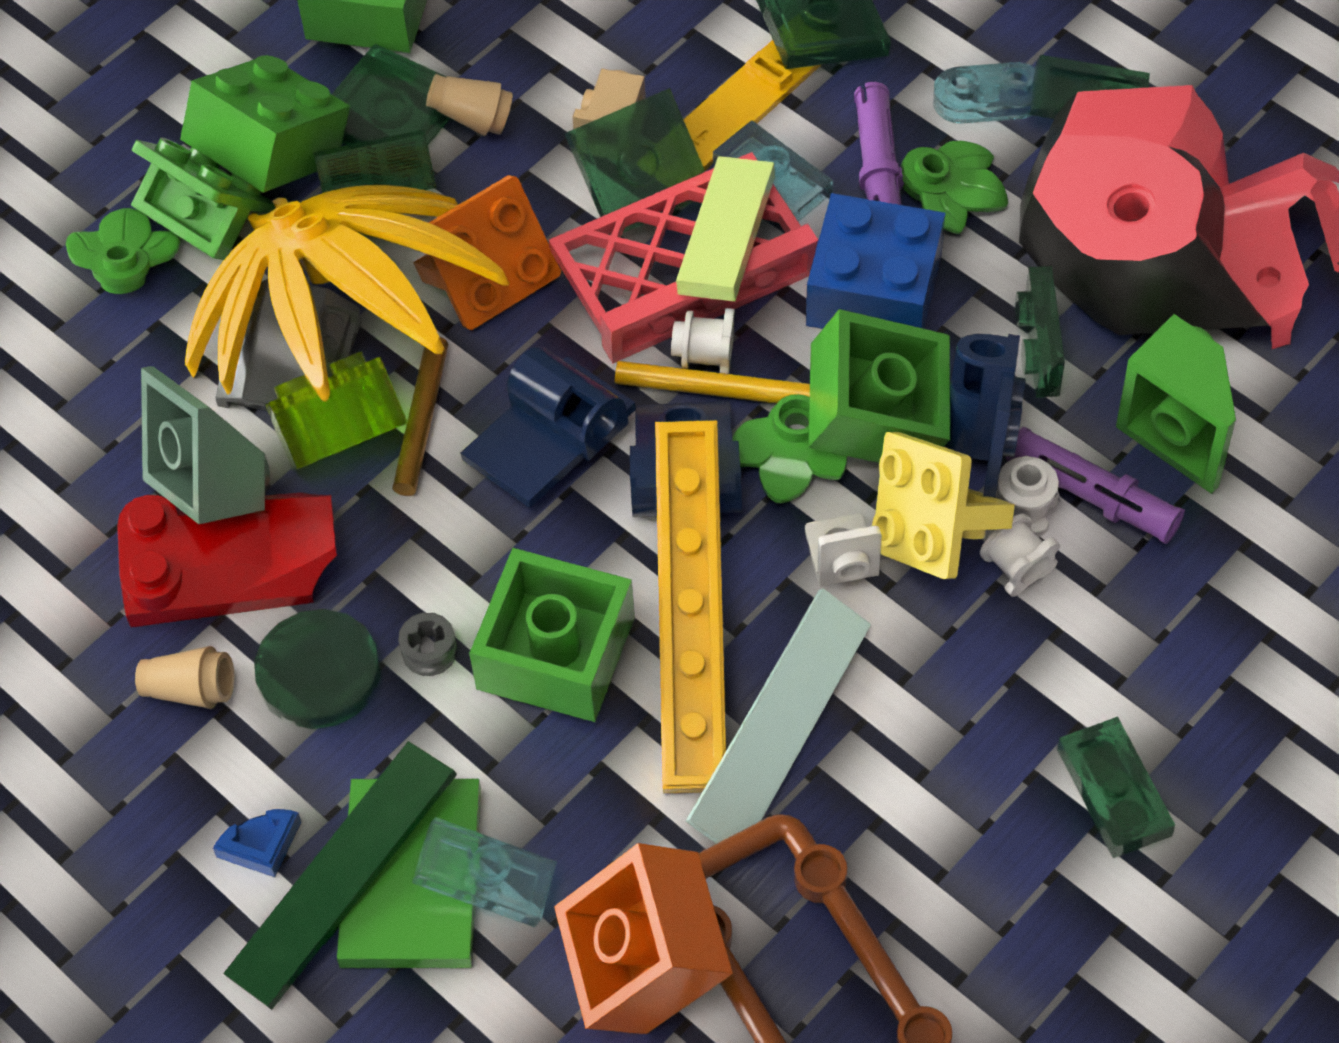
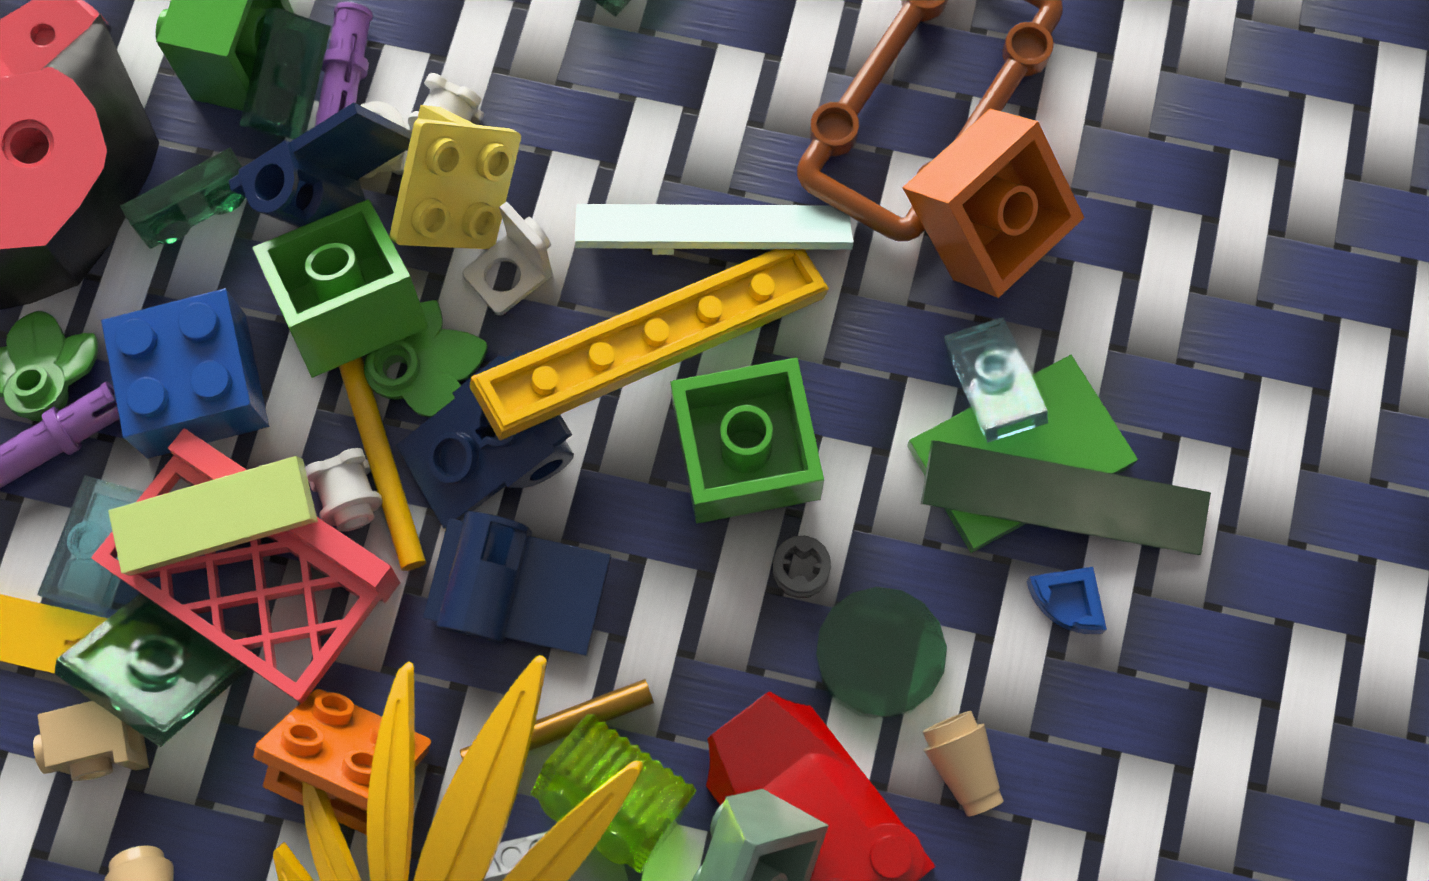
camera: 120 degrees left, 15 degrees up
(1124, 438) = (285, 74): none -> clear green plate

